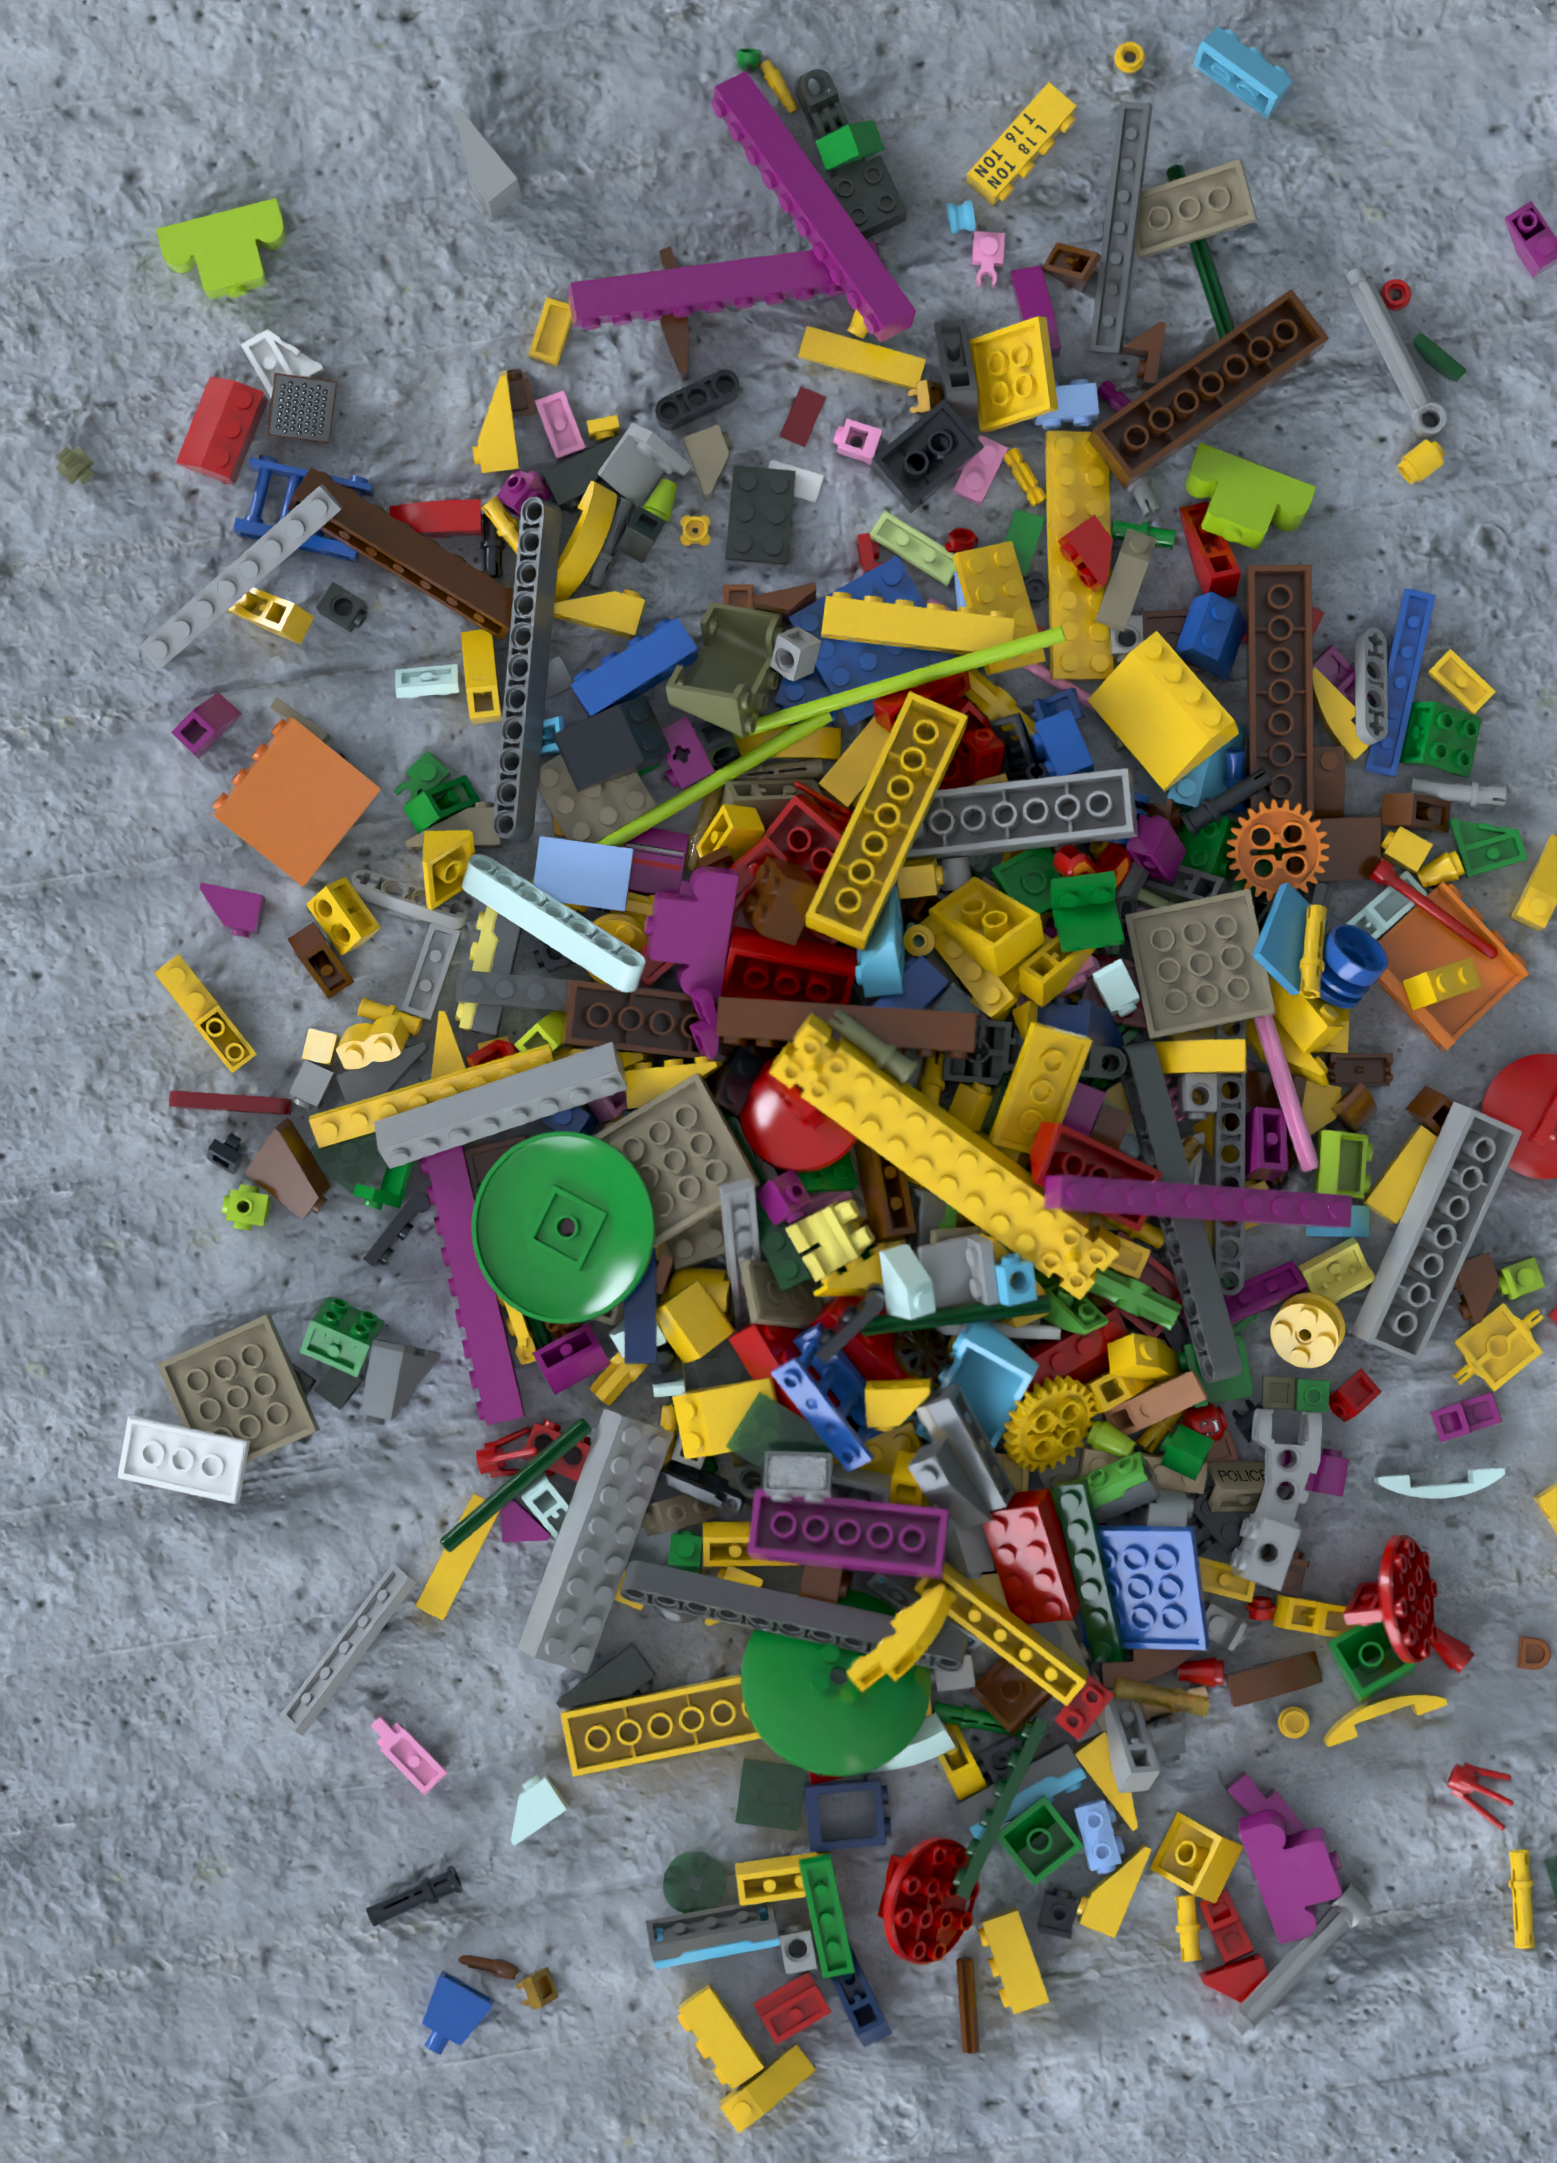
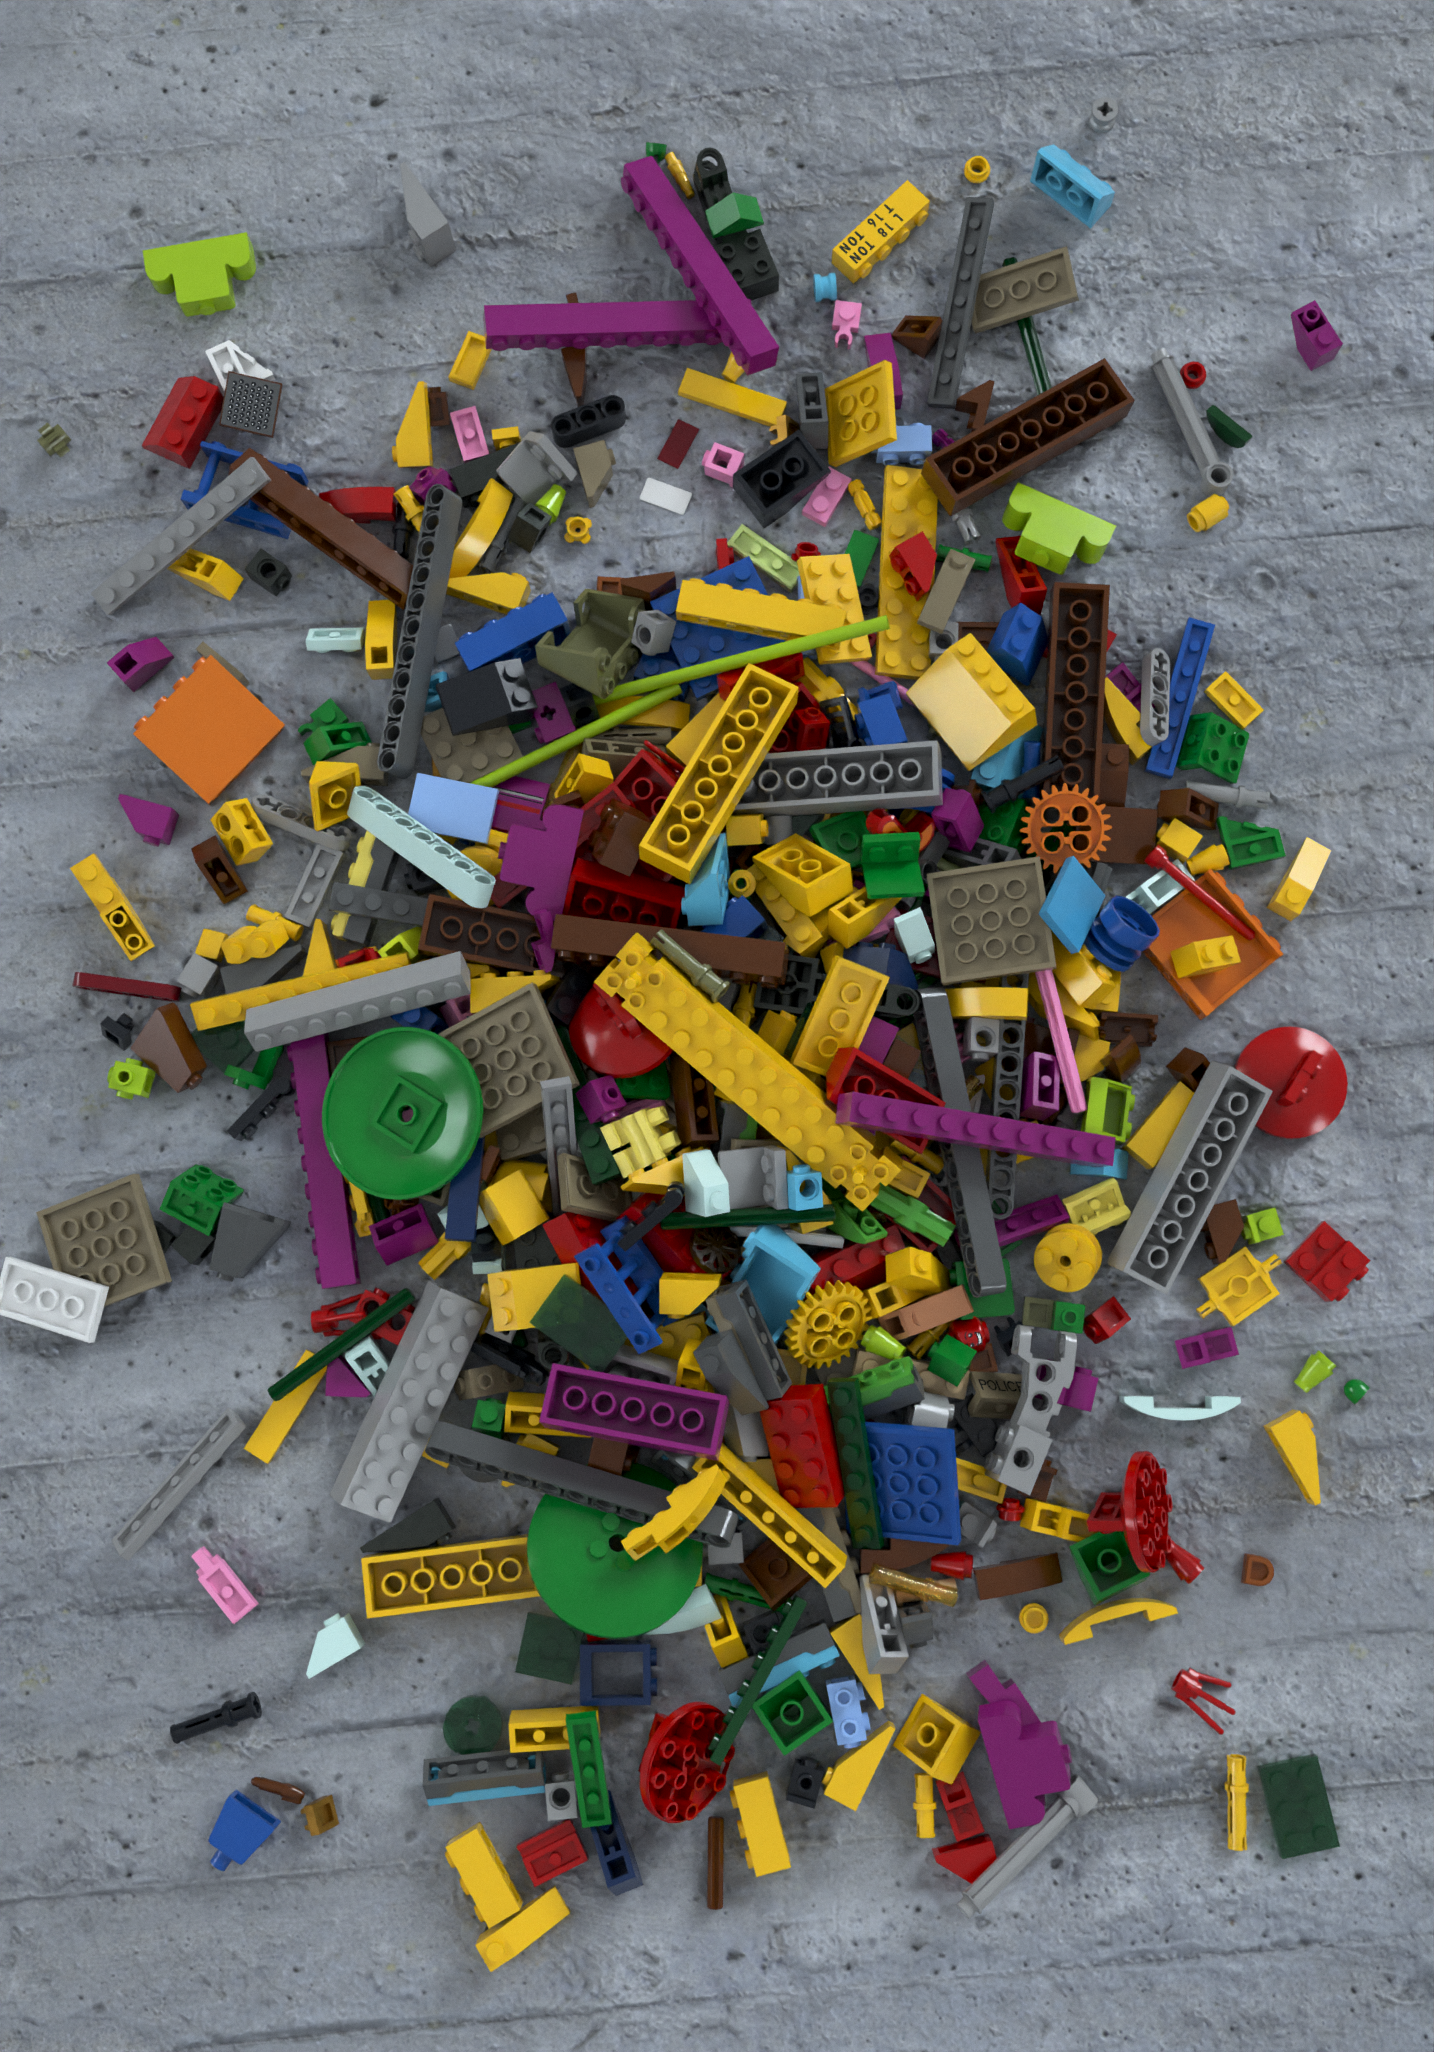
camera: 10 degrees right, 5 degrees down
(760, 515) = (635, 521): pearl dark grey plate -> none
(798, 1476) = (591, 1353): brick -> none
(1084, 1708) = (842, 1591): red hips -> none
(1312, 962) = (1091, 926): yellow pin -> none

